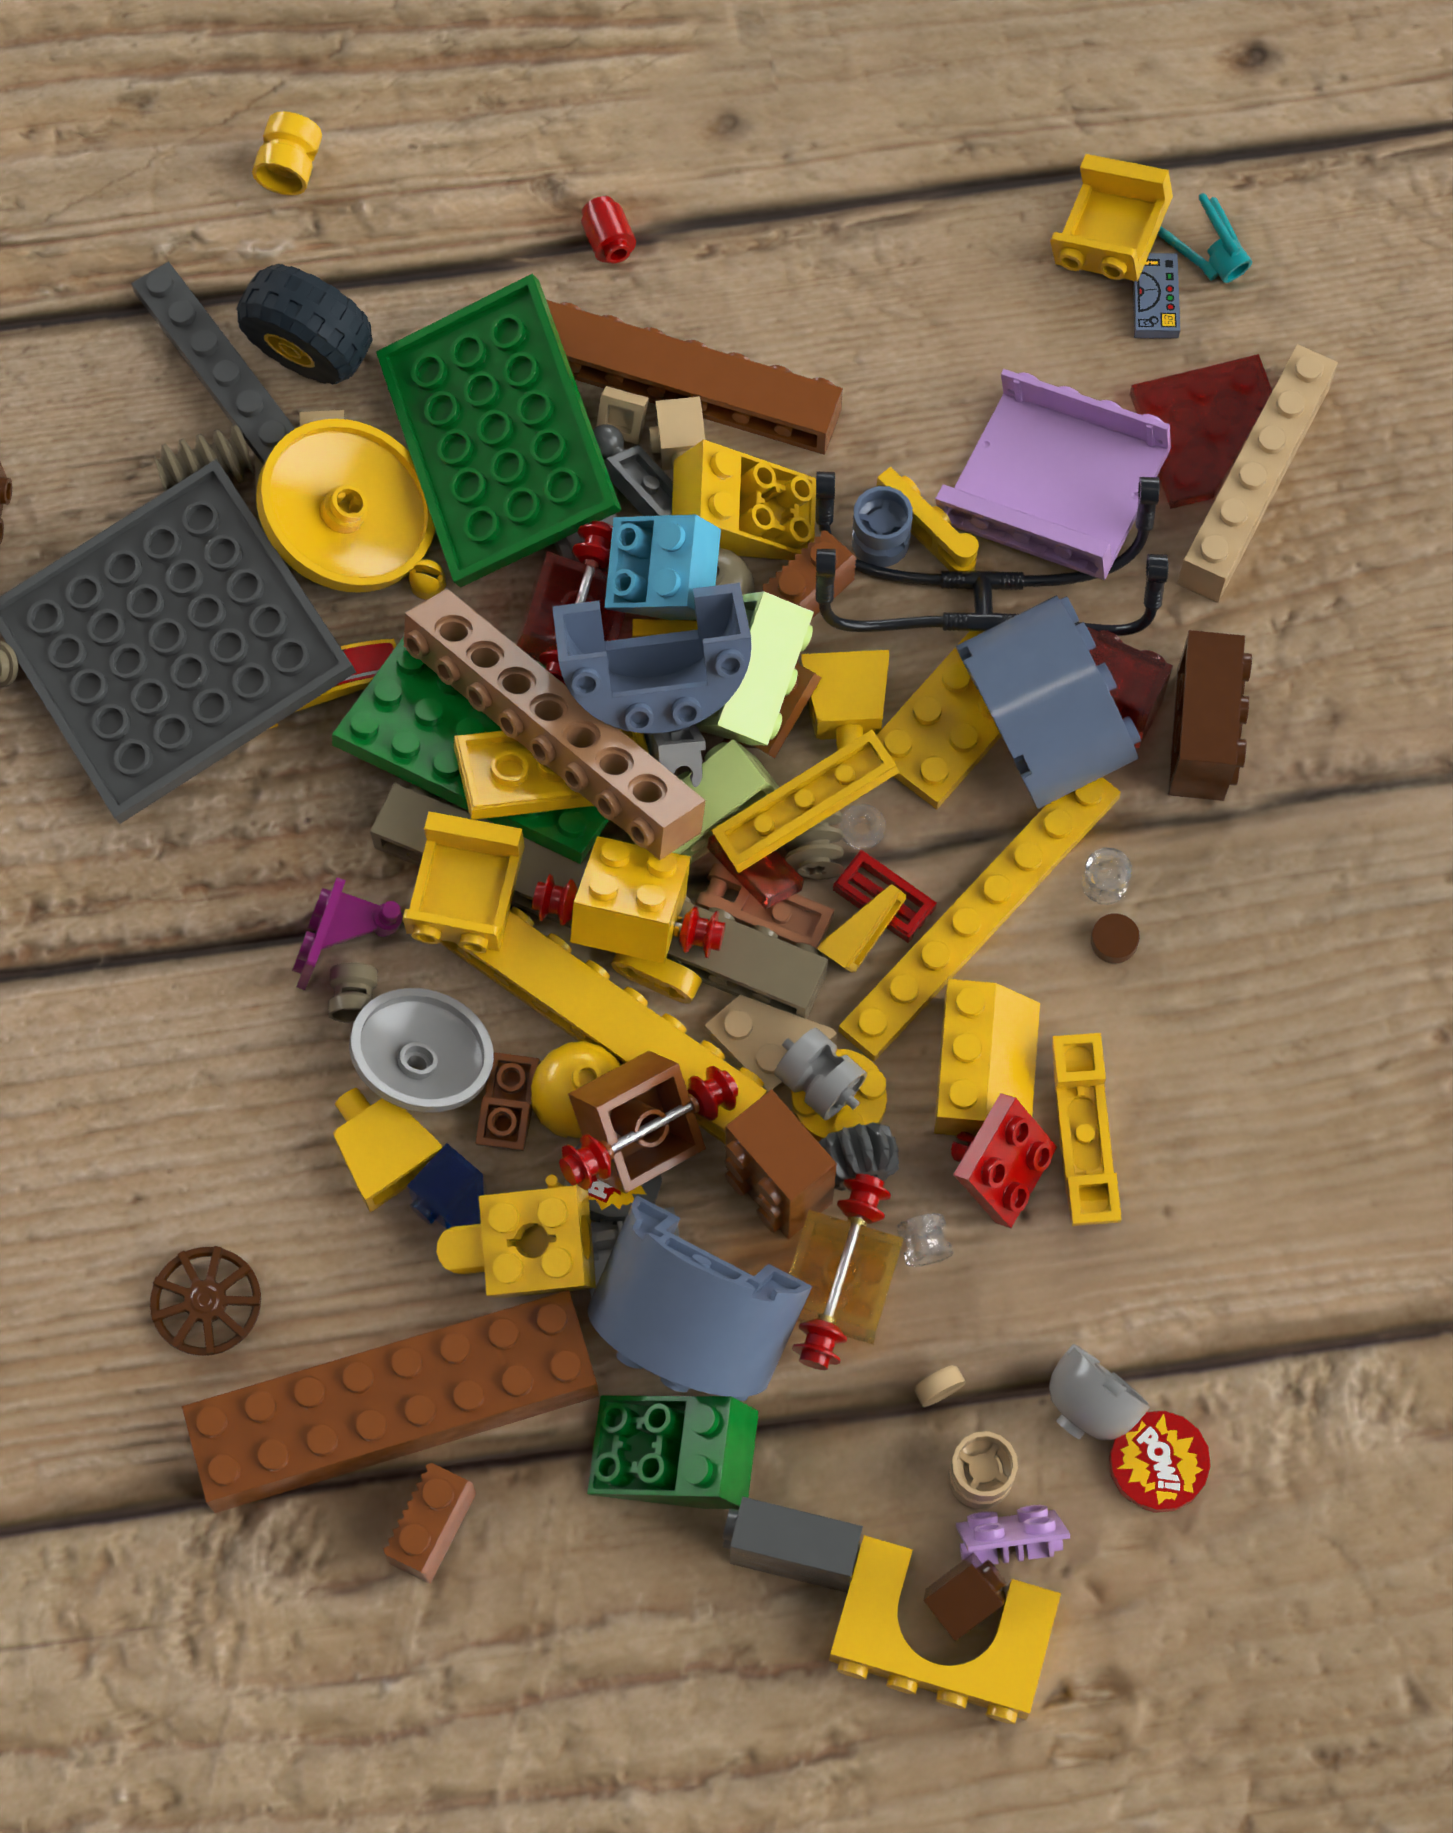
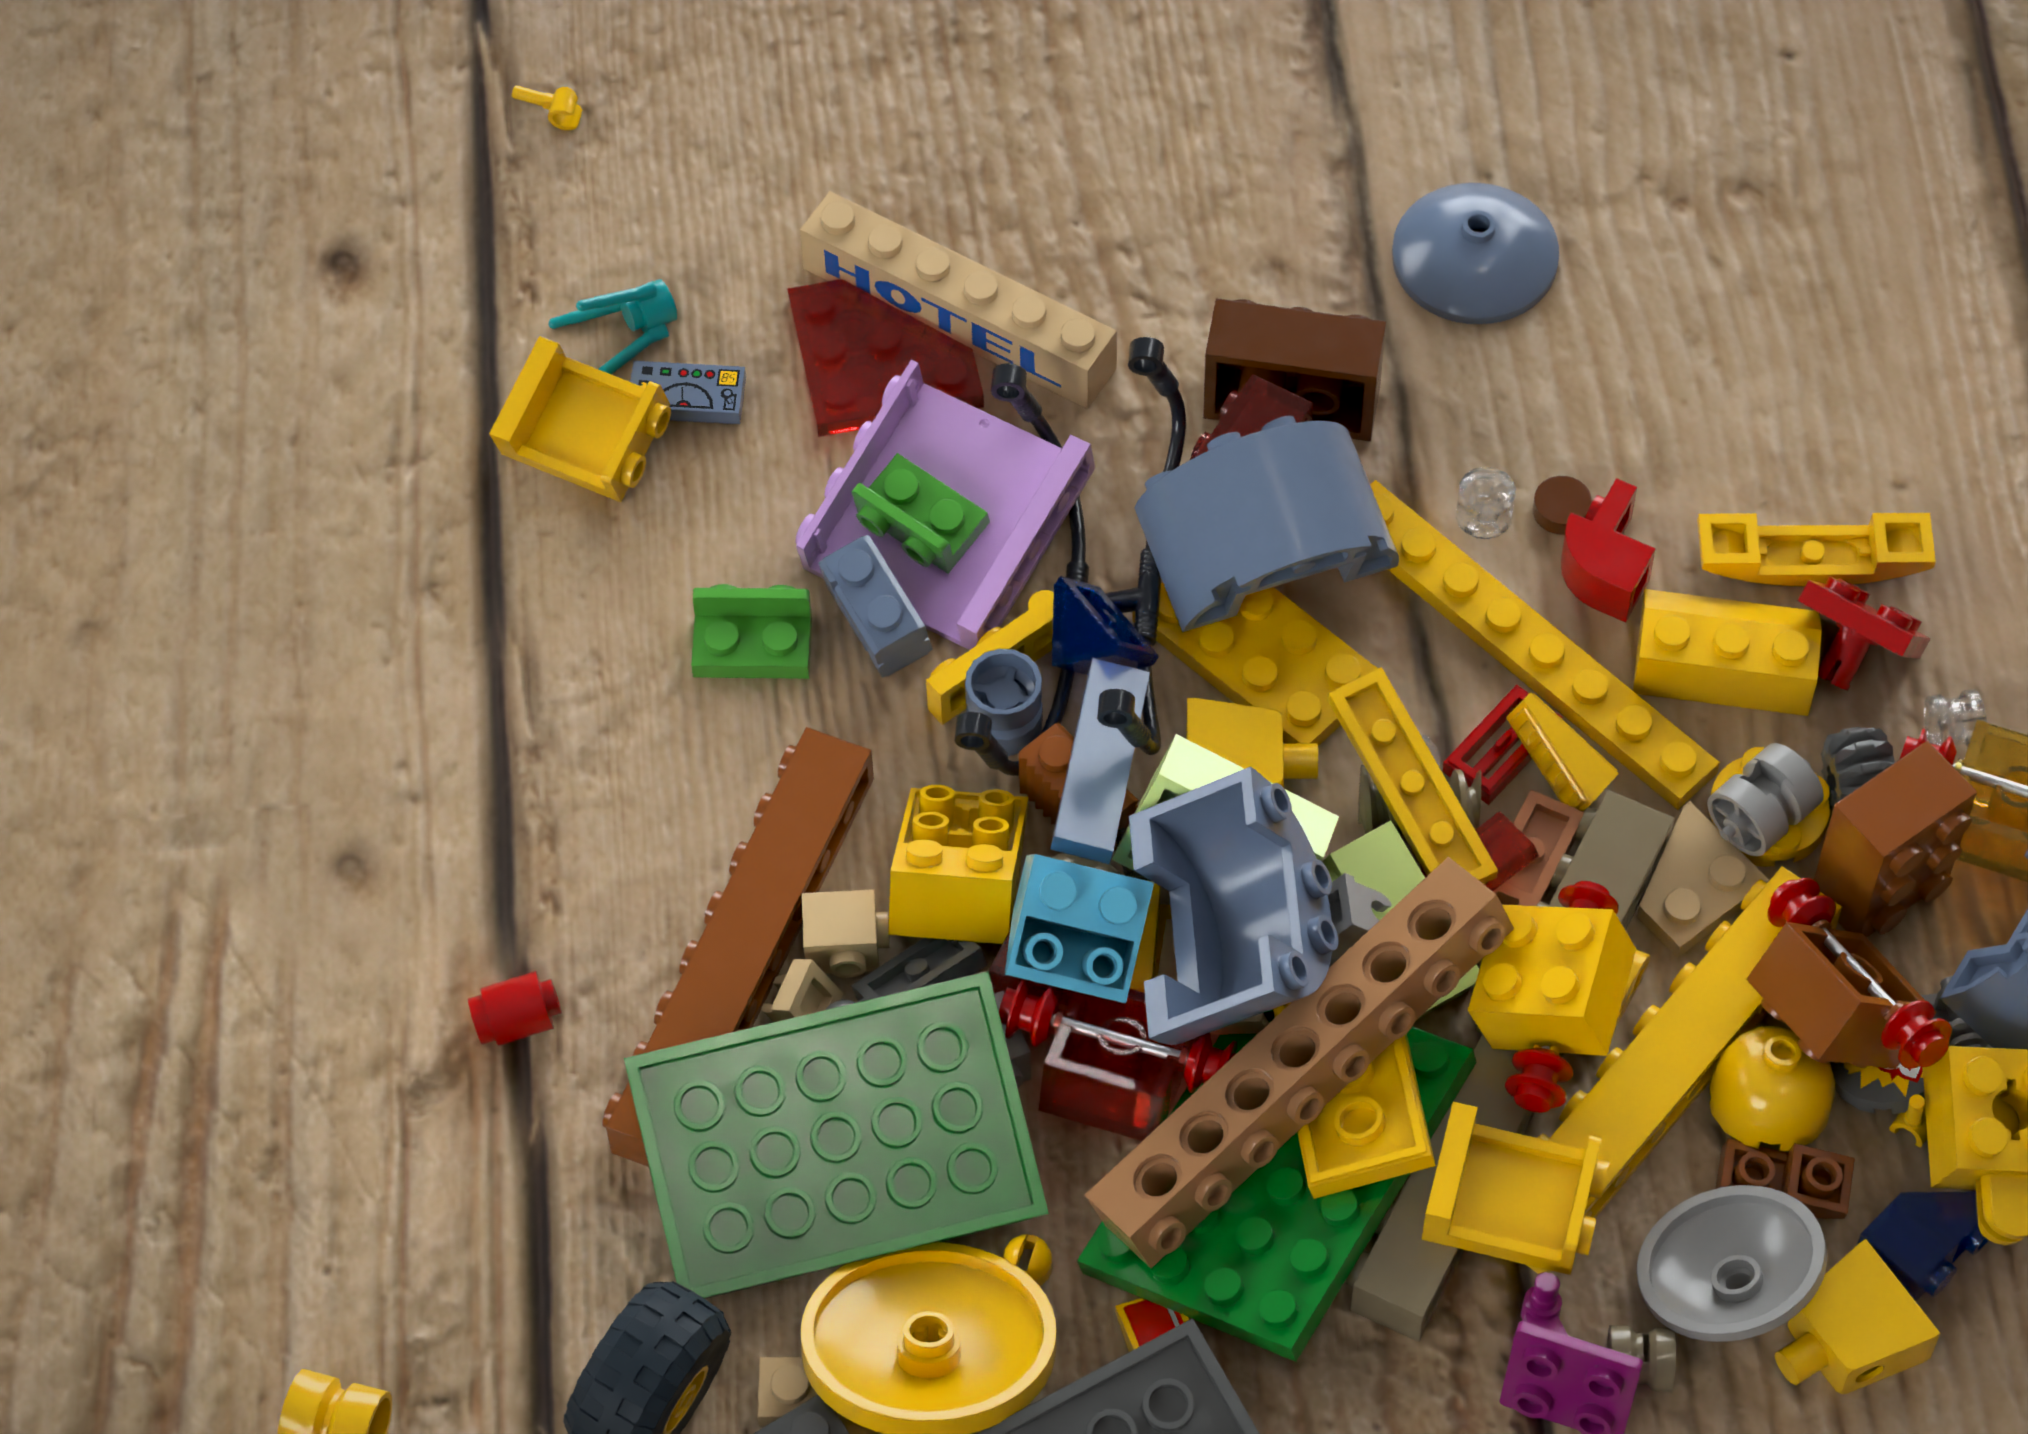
camera: 85 degrees left, 10 degrees down
(793, 578) = (1097, 768): none -> tile
(936, 358) = (751, 632): none -> bright green bracket
(946, 580) = (1093, 627): none -> clear blue slope
(959, 431) = (875, 606): none -> sand blue brick
(1045, 455) = (920, 513): none -> bright green bracket
(1060, 957) = (1602, 563): none -> red brick
(1359, 895) = (1473, 273): none -> sand blue dish
(1417, 184) = (562, 105): none -> yellow hand

